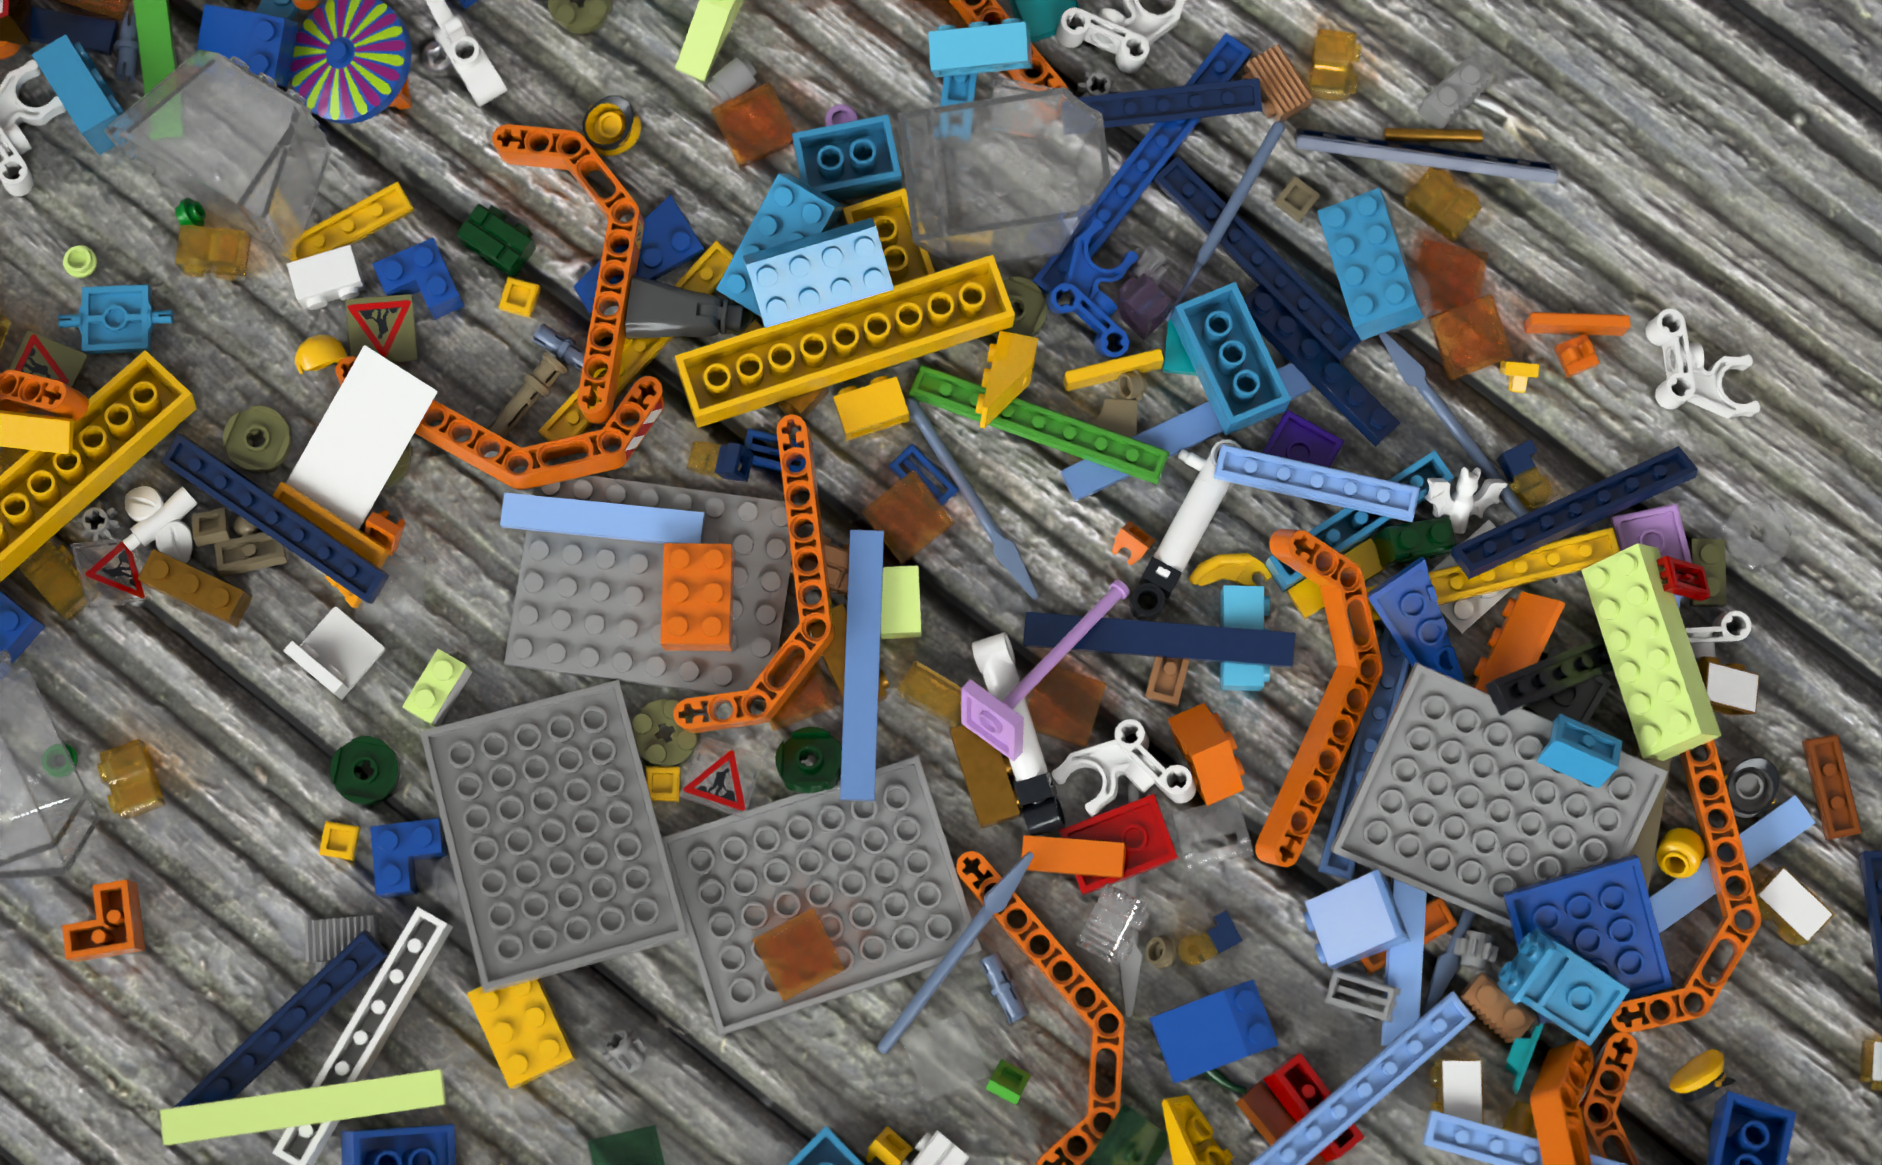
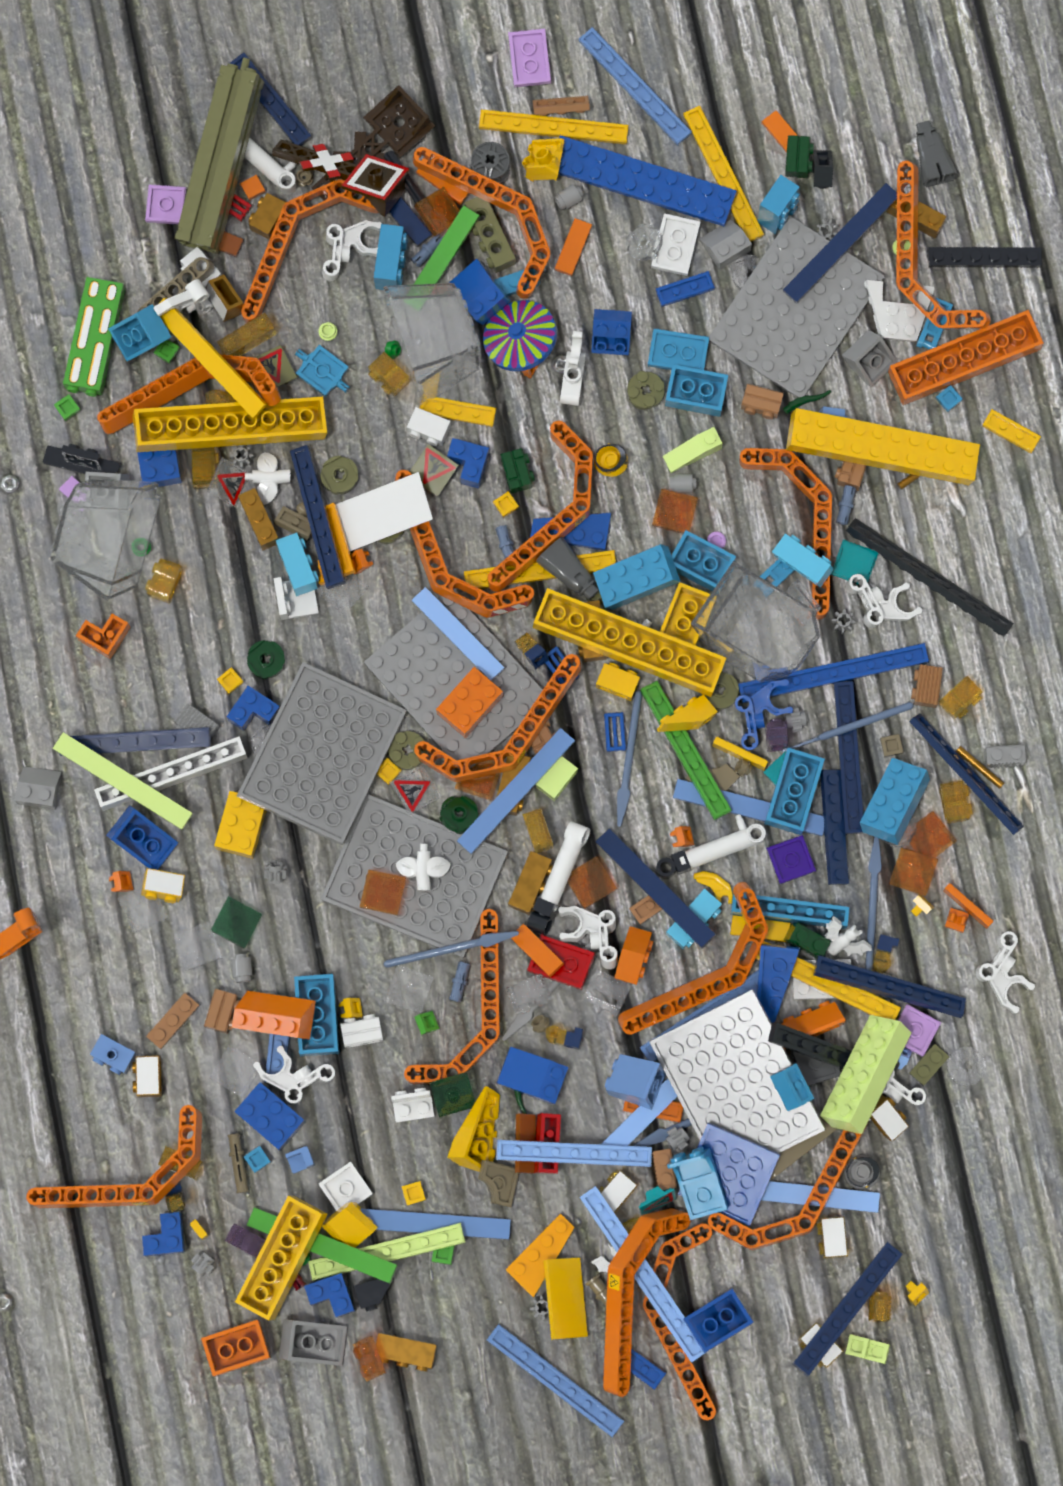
camera: 45 degrees right, 0 degrees up
(211, 527) = (287, 497): dark tan tile -> none
(300, 605) = (297, 564): none -> medium azure brick
(318, 352) = (397, 457): yellow hair -> none
(437, 688) = (325, 649): yellowish green brick -> none
(535, 385) = (479, 550): dark tan pin -> none
(818, 272) = (641, 602): brick -> none
(824, 874) = (423, 867): none -> white plant
(908, 517) = (592, 743): clear orange plate -> none
(996, 719) = (551, 862): lavender tile -> none
(1177, 103) = (865, 653): dark blue plate -> none
(1317, 483) = (783, 877): light blue tile -> none
(1389, 1003) = (618, 1127): light grey tile -> none
(1680, 853) = (804, 1173): yellow head -> none
(1685, 584) = (914, 1067): red tile -> none
(1700, 1076) = (727, 1274): yellow piece -> none
(1831, 787) = (900, 1204): dark orange tile -> none

